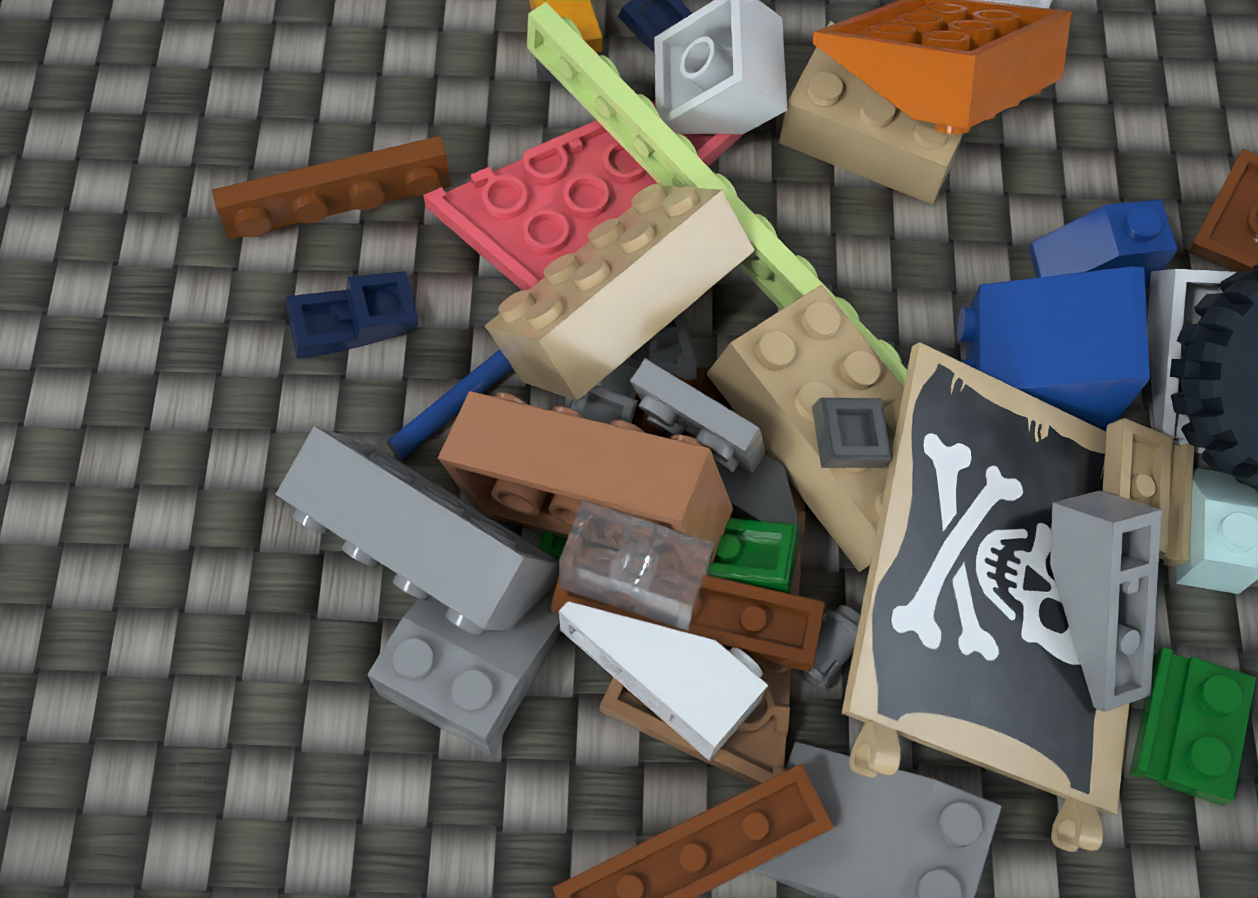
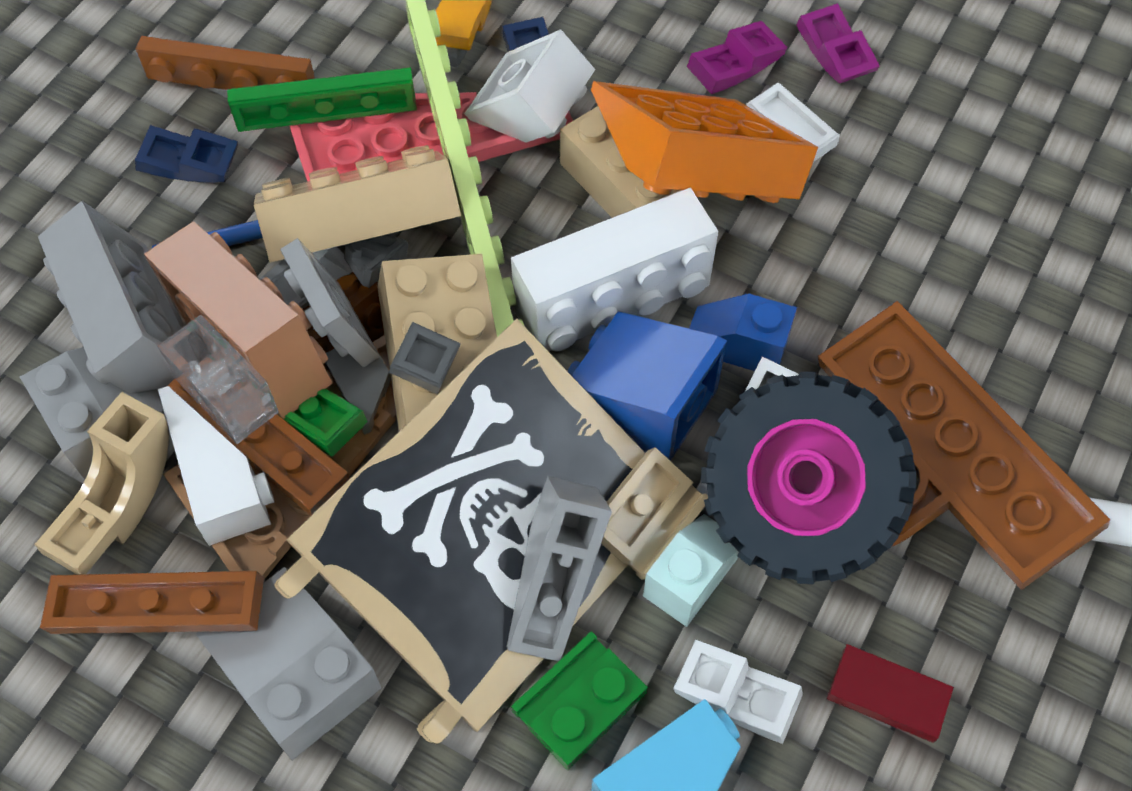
camera: 30 degrees right, 5 degrees down
(492, 179) = (322, 99): none -> green tile
(557, 752) = (121, 482): none -> tan arch
(953, 236) = (615, 266): none -> white brick

